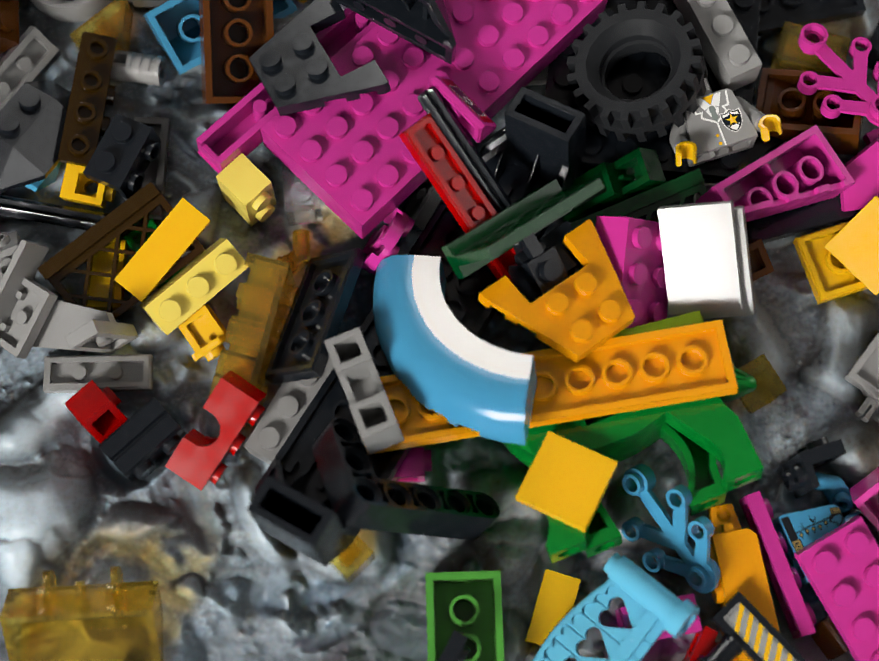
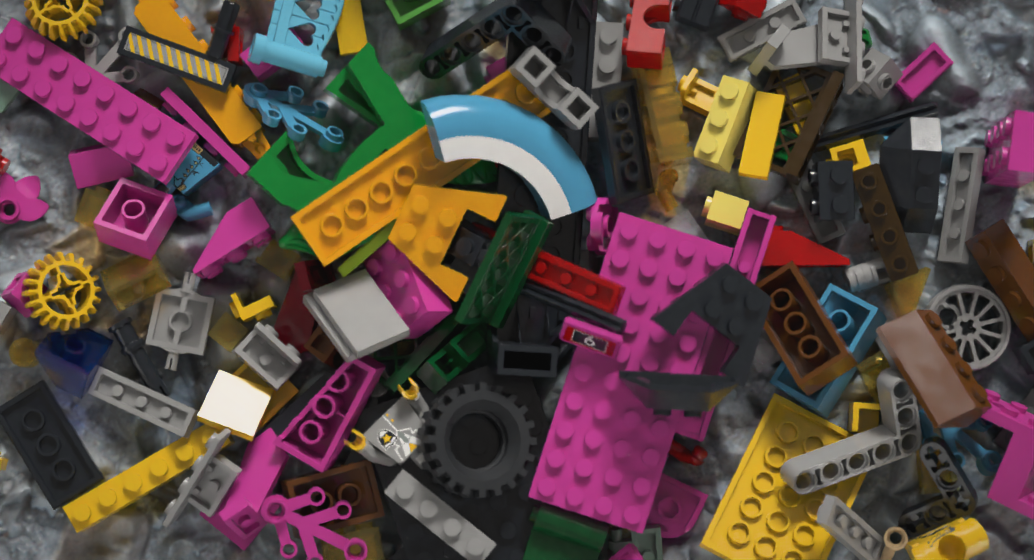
camera: 155 degrees right, 10 degrees up
(185, 113) = (790, 246): none -> red slope
(566, 481) = (380, 98): yellow tile -> none
(776, 302) = (294, 320): none -> dark red piece
(783, 428) = (237, 233): none -> dark pink slope
(799, 470) = (211, 218): black bracket -> none
(803, 340) = (260, 309): none -> yellow bracket
(816, 281) = (269, 356): none -> light grey bracket
(846, 334) = (228, 332): none -> clear yellow plate

